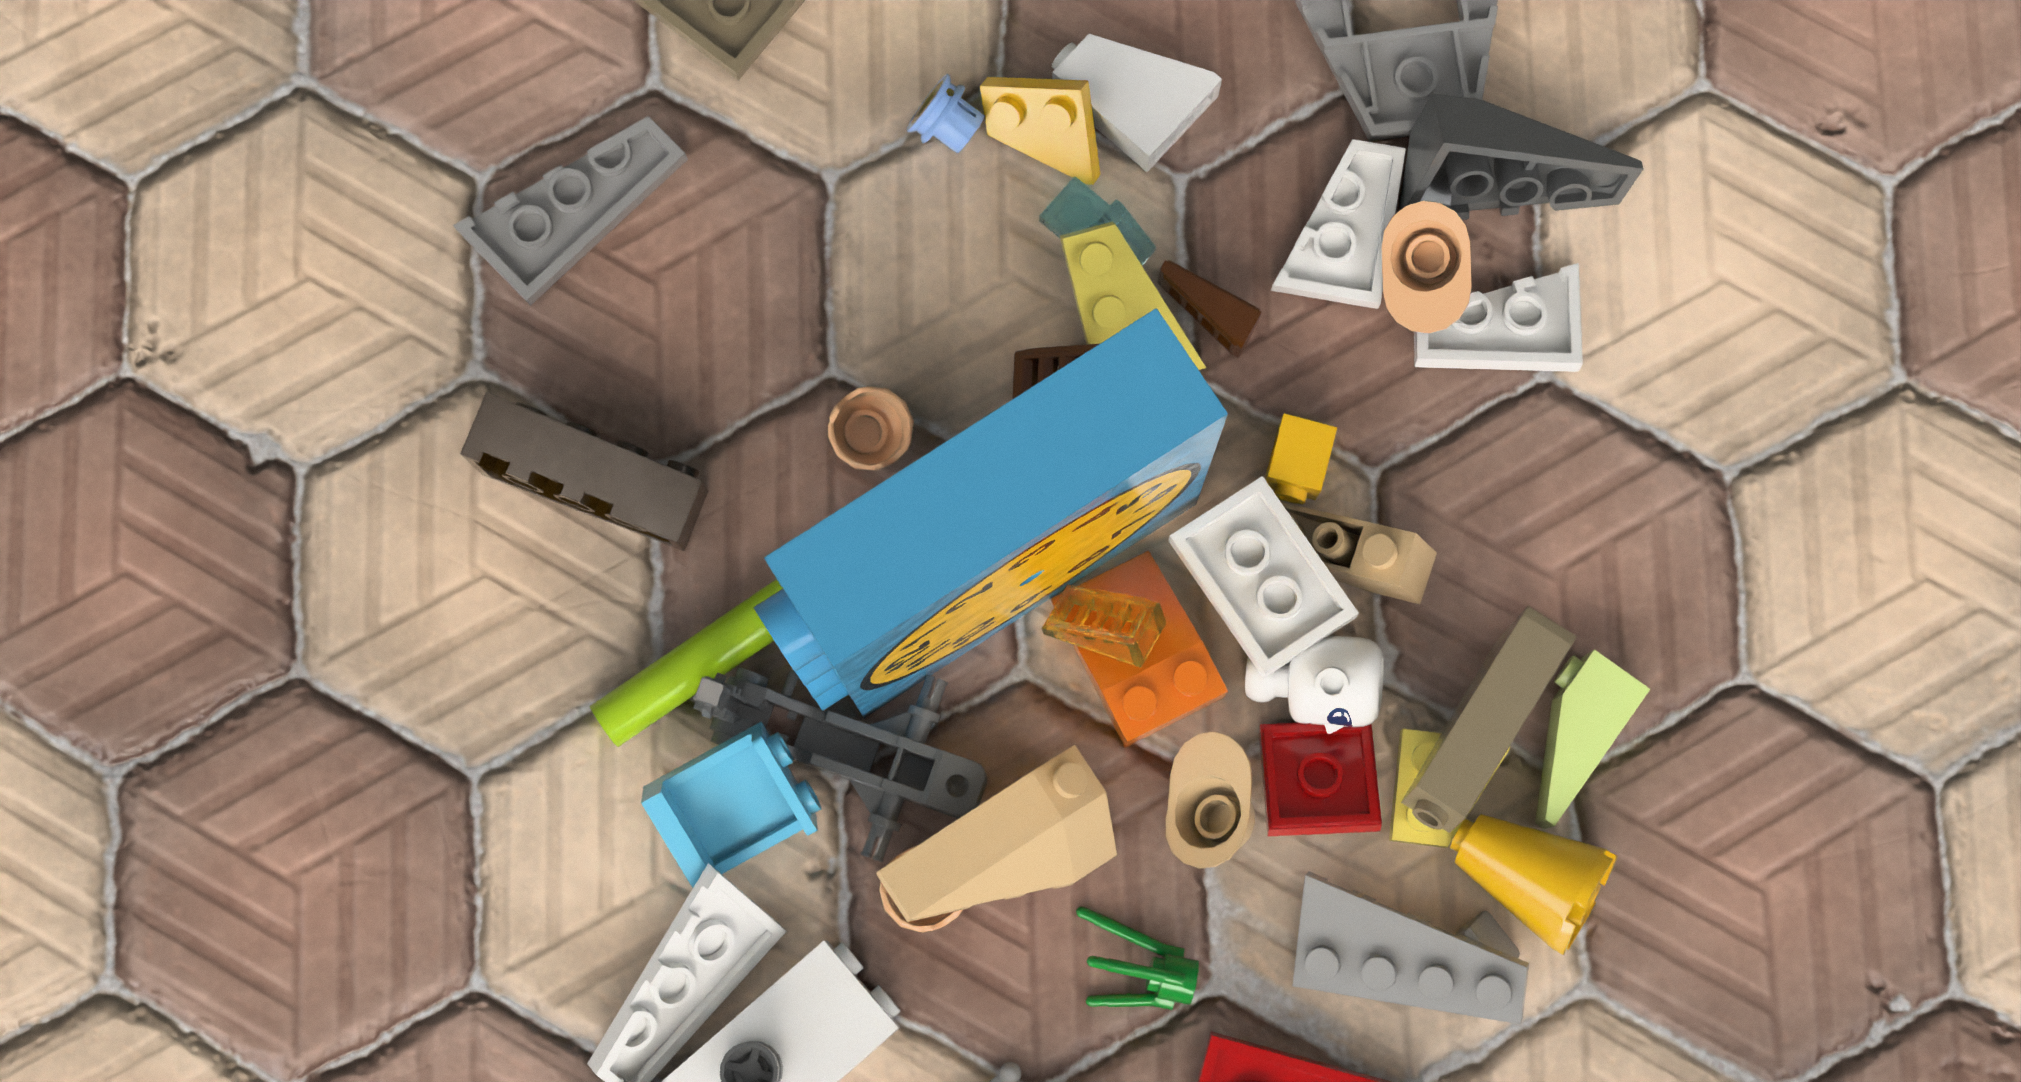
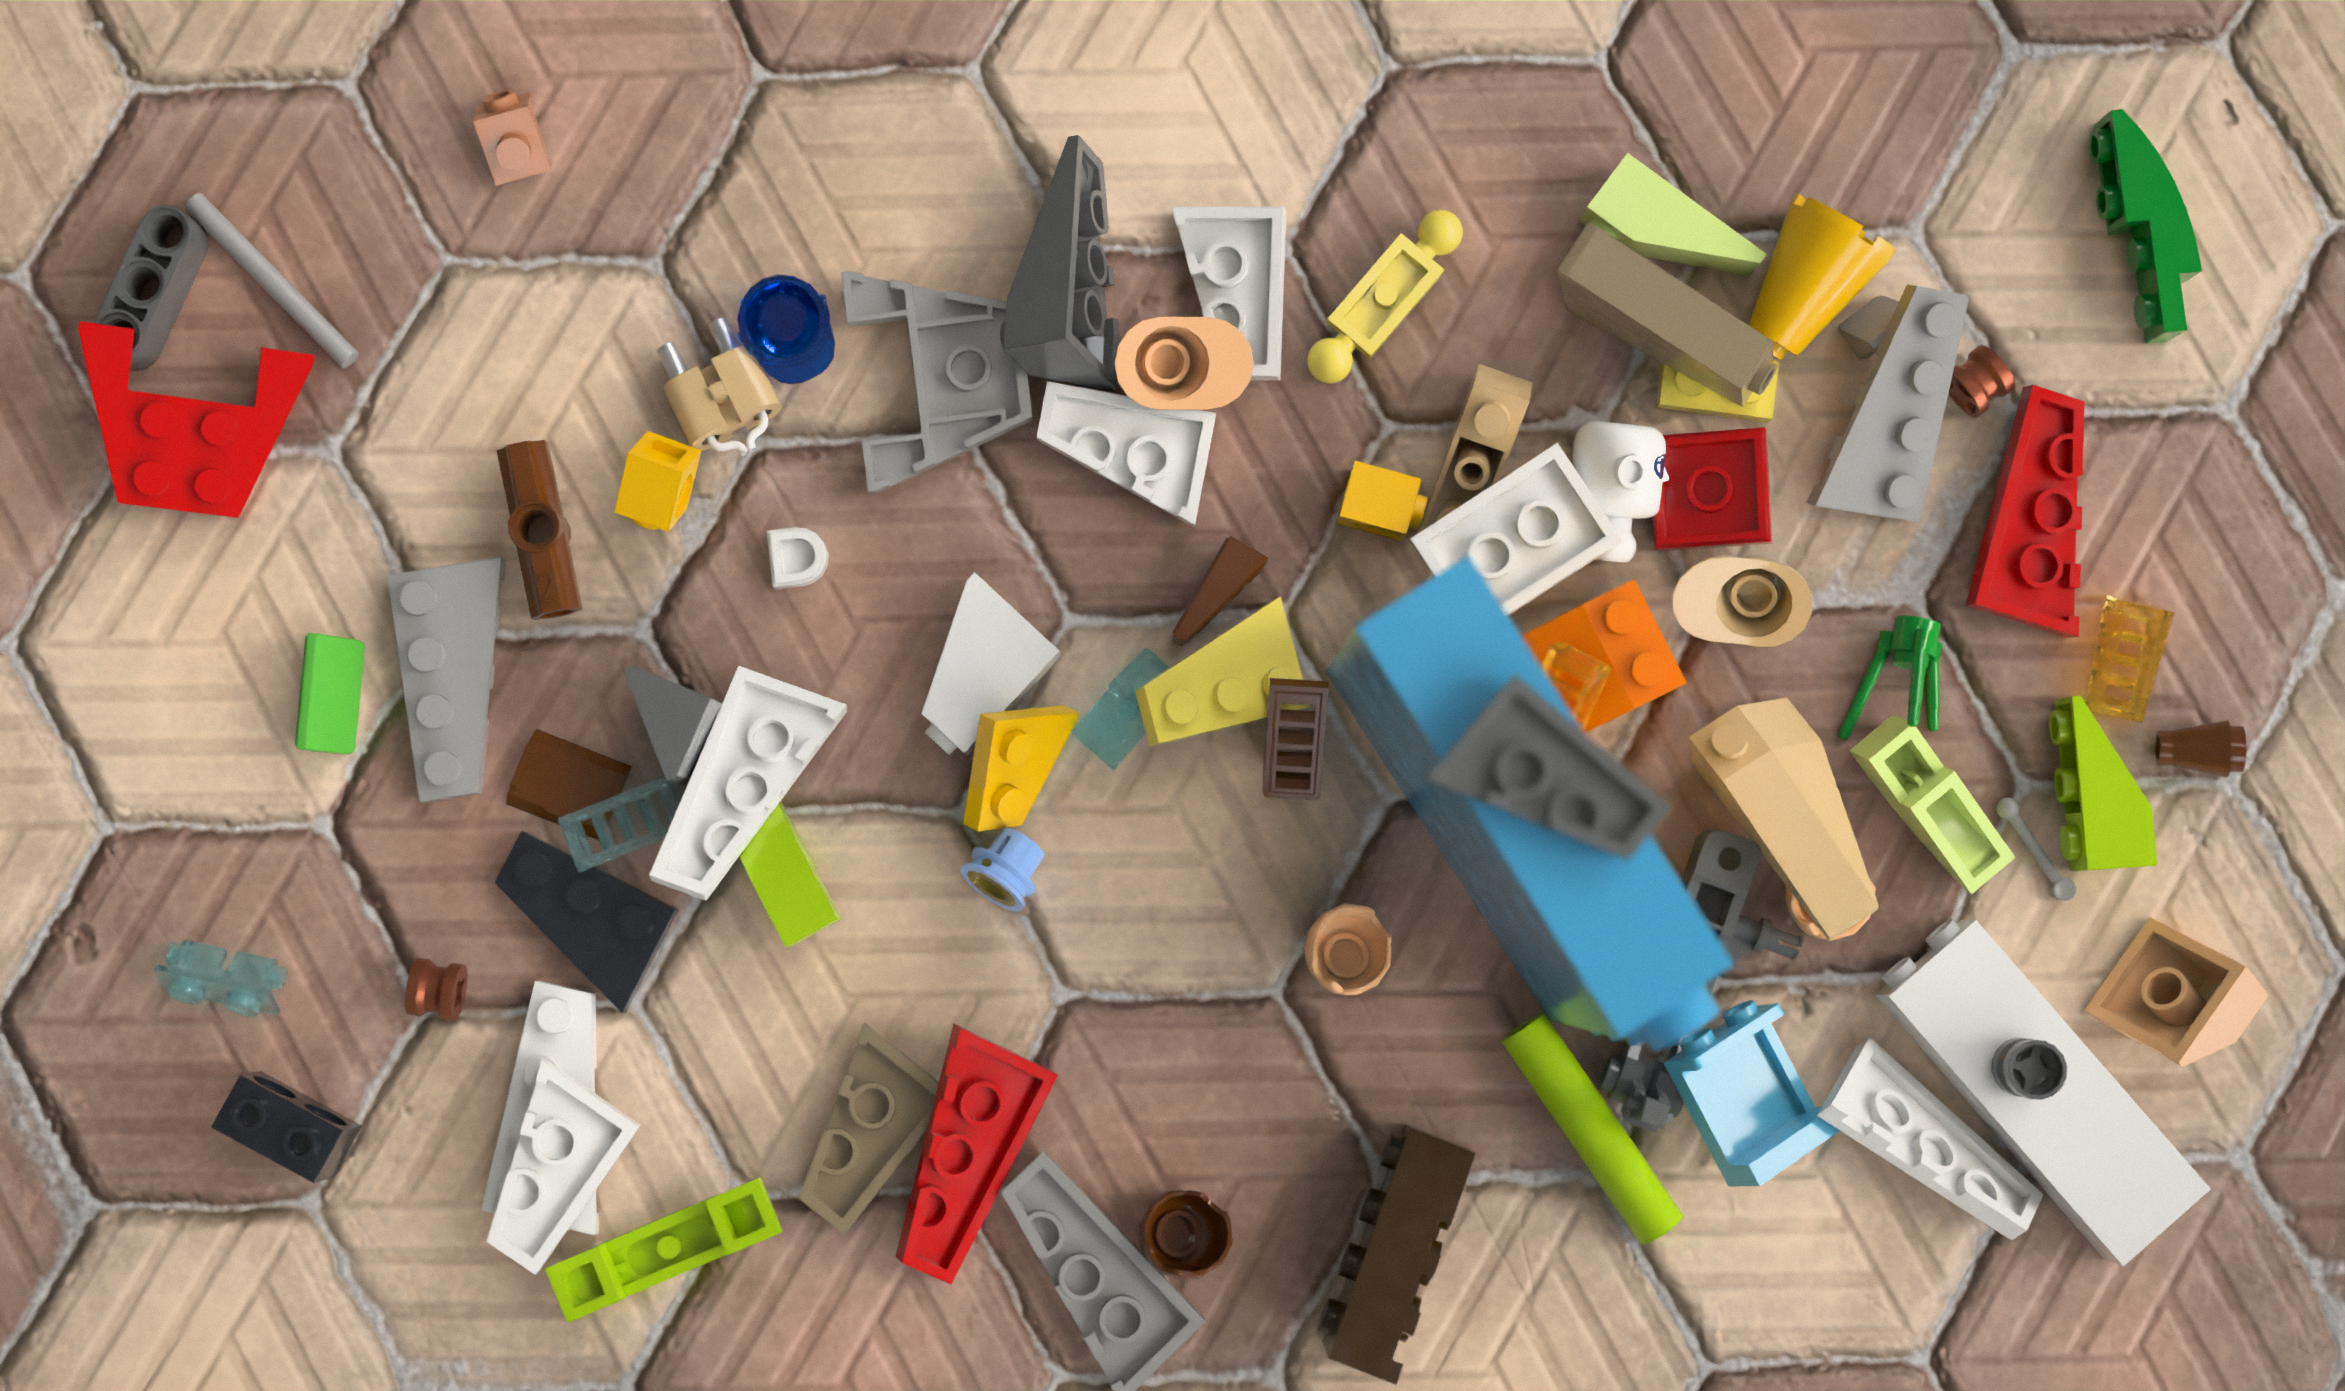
camera: 95 degrees left, 5 degrees up
(606, 280) = (1185, 1234): none -> reddish brown hair
(698, 90) = (971, 1141): none -> red wing
(1012, 995) = (1932, 802): none -> yellowish green slope
(1017, 482) = (1550, 773): none -> dark grey wing
(1435, 1045) = (1980, 381): none -> copper wheel
(1500, 464) = (1385, 296): none -> light yellow plate

